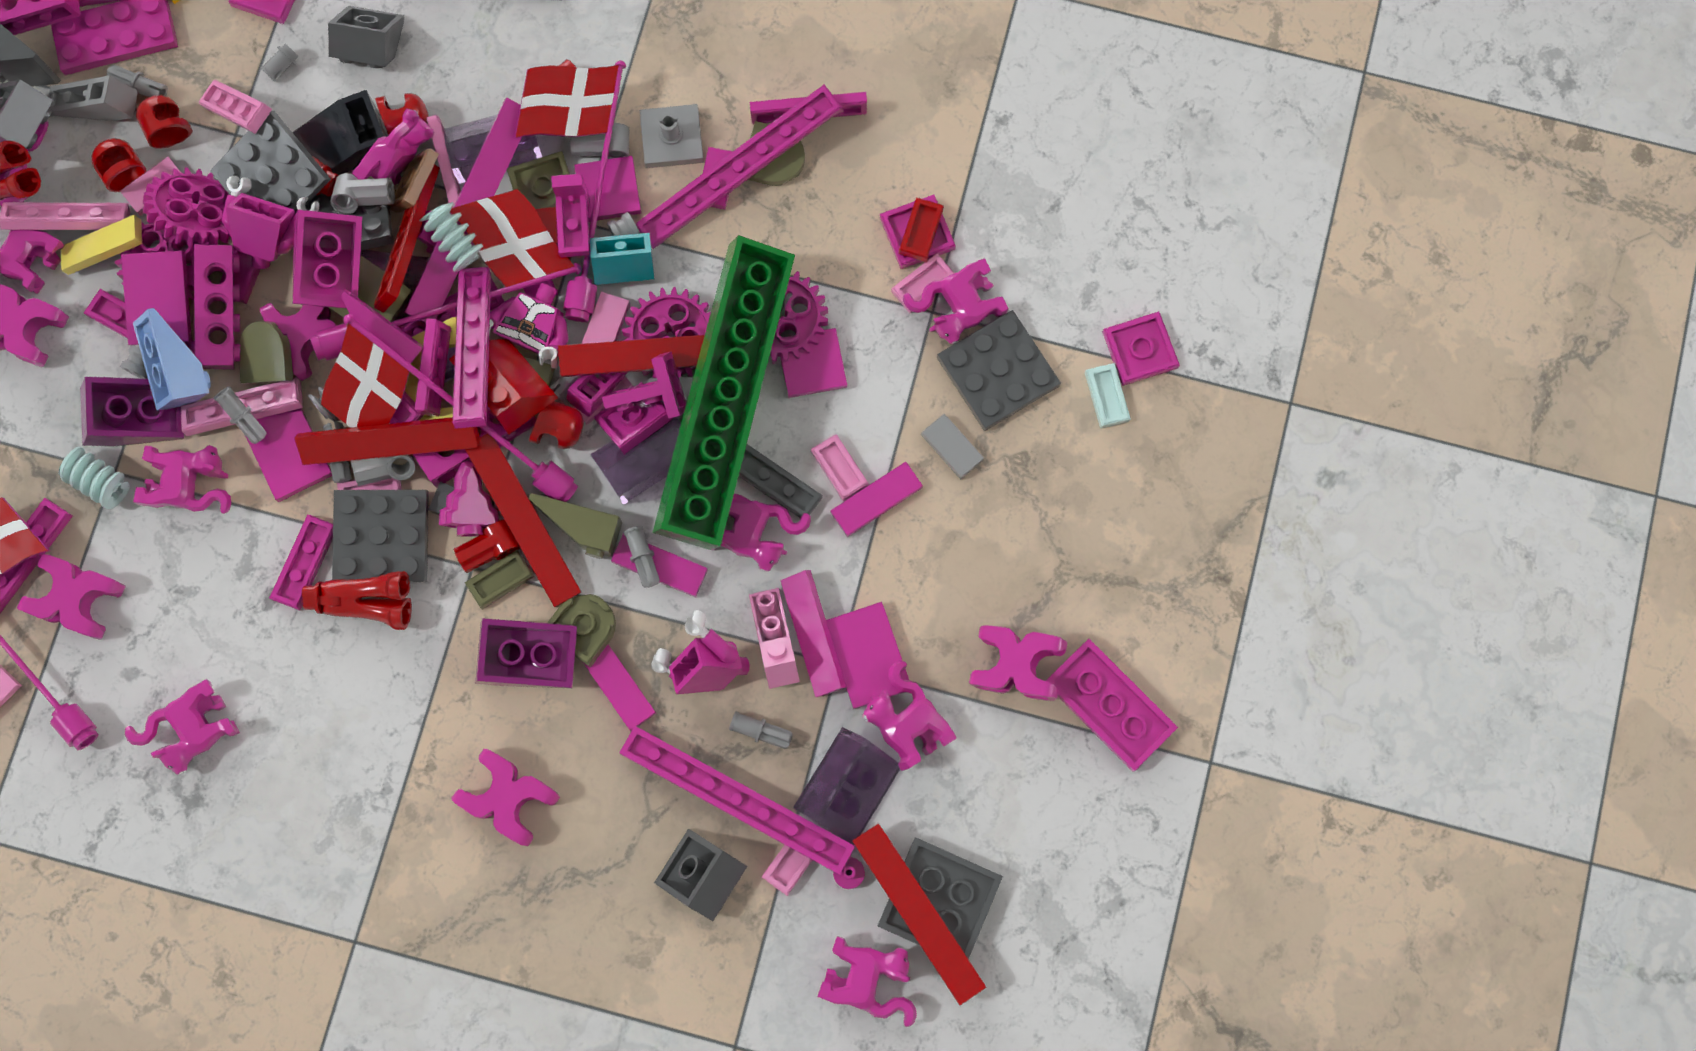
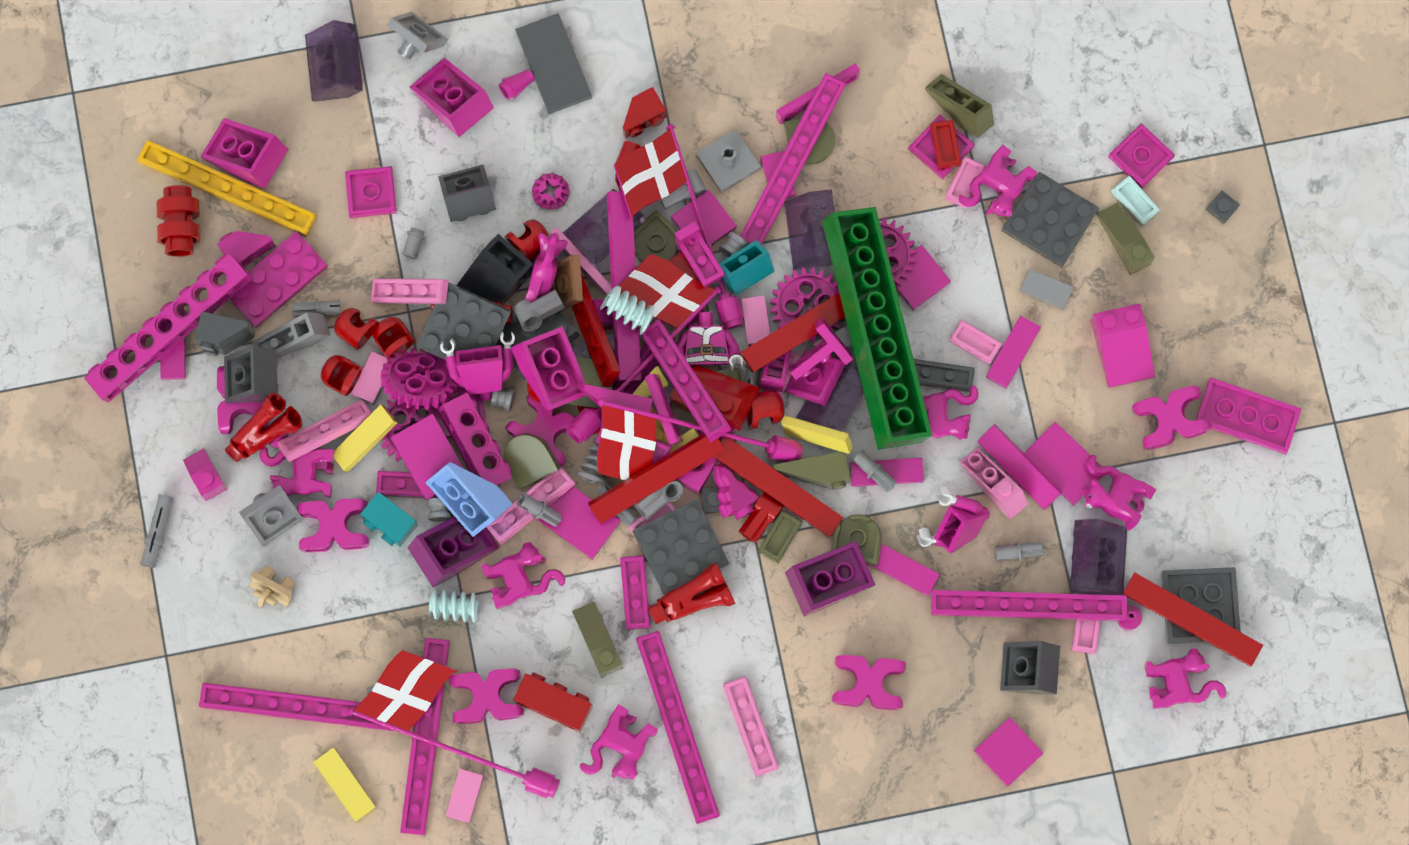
camera: 25 degrees left, 0 degrees up
(78, 347) = (388, 519): none -> teal brick
(140, 640) = (553, 701): none -> red brick
(195, 148) = (392, 336): none -> red helmet
(229, 596) = (597, 639): none -> olive slope
(264, 740) = (677, 727): none -> dark pink tile
(278, 274) = (503, 398): none -> light grey wheel
(346, 780) = (750, 726): none -> bright pink tile
(467, 86) = (545, 200): none -> dark pink gear
(598, 482) = (817, 434): none -> light yellow tile
(603, 39) = (643, 112): none -> red slope
(623, 961) = (1008, 752): none -> dark pink tile
(710, 250) = (806, 228): none -> clear purple slope
(964, 196) = (962, 105): none -> olive slope
(1006, 552) = (1123, 345): none -> dark pink slope
(1073, 433) = (1126, 239): none -> olive slope
(1205, 450) = (1222, 207): none -> dark grey plate

